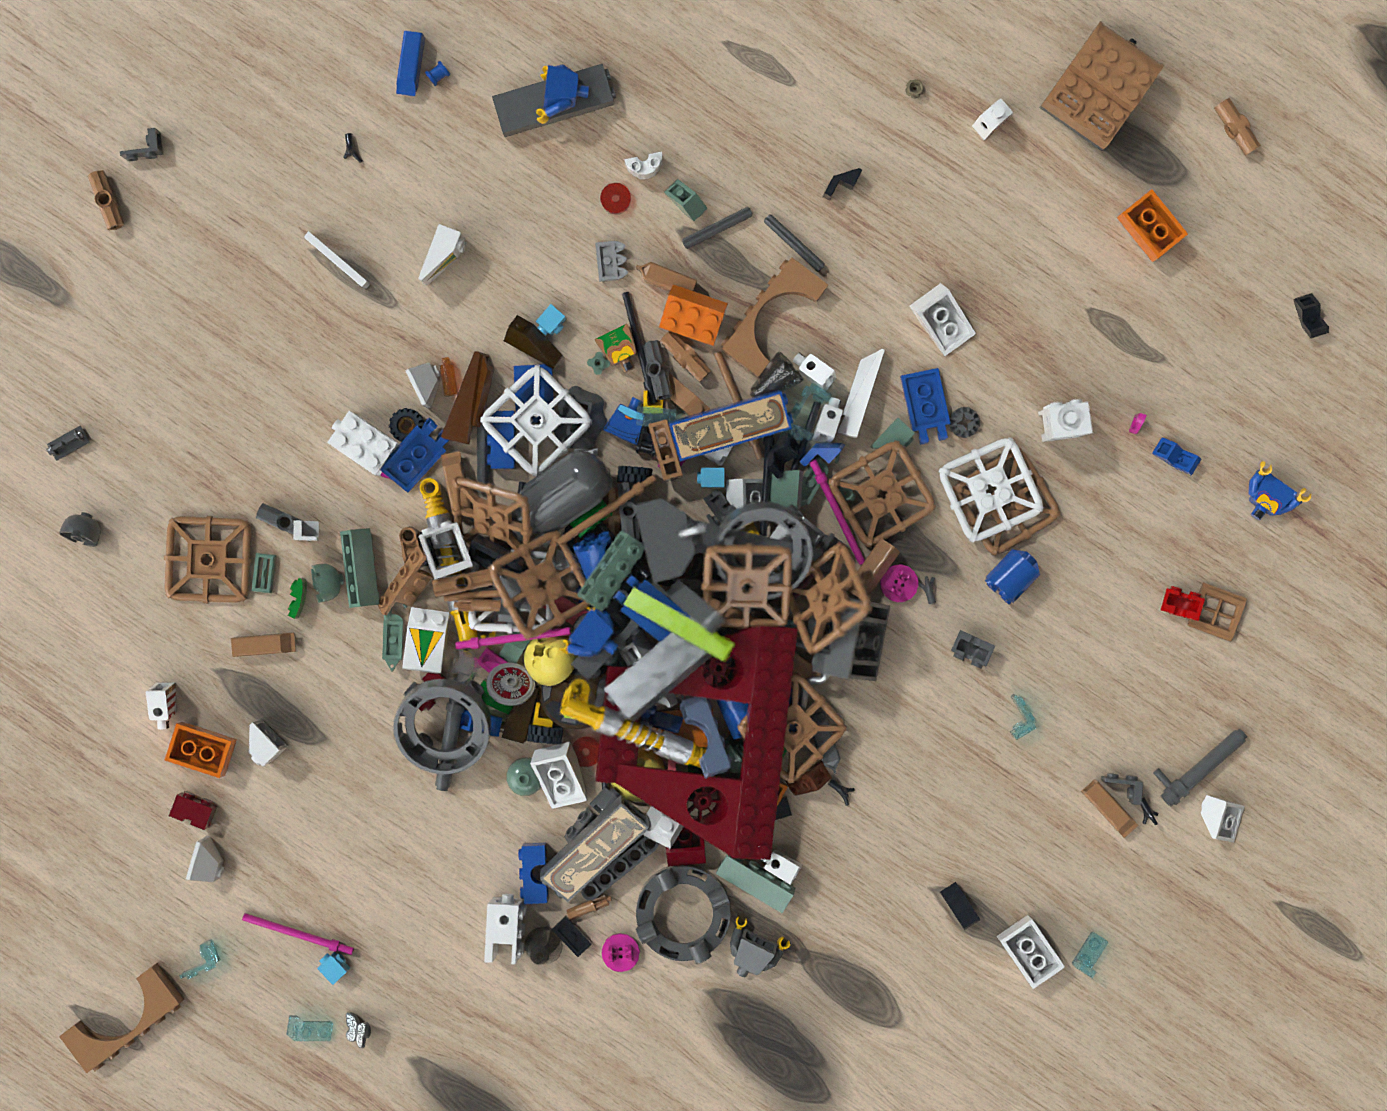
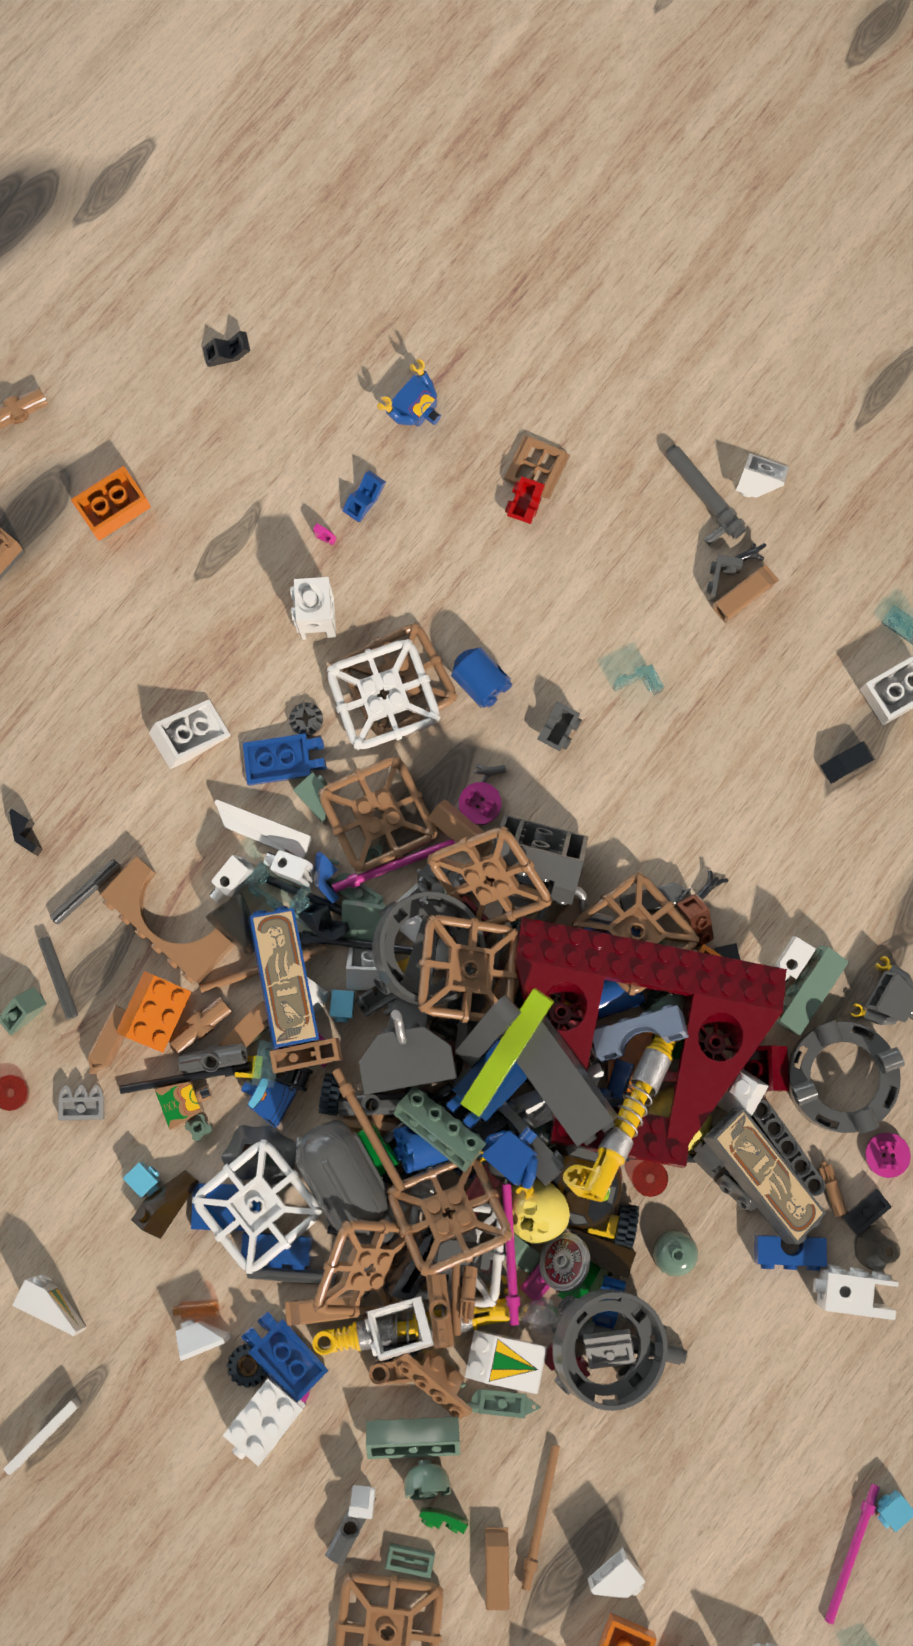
camera: 80 degrees left, 10 degrees down
(269, 671) = (531, 1563): none -> medium nougat bar
(443, 726) = (609, 1349): none -> light grey plate
(470, 400) = (226, 1284): reddish brown wedge -> none
(559, 775) = (675, 1211): white slope -> none

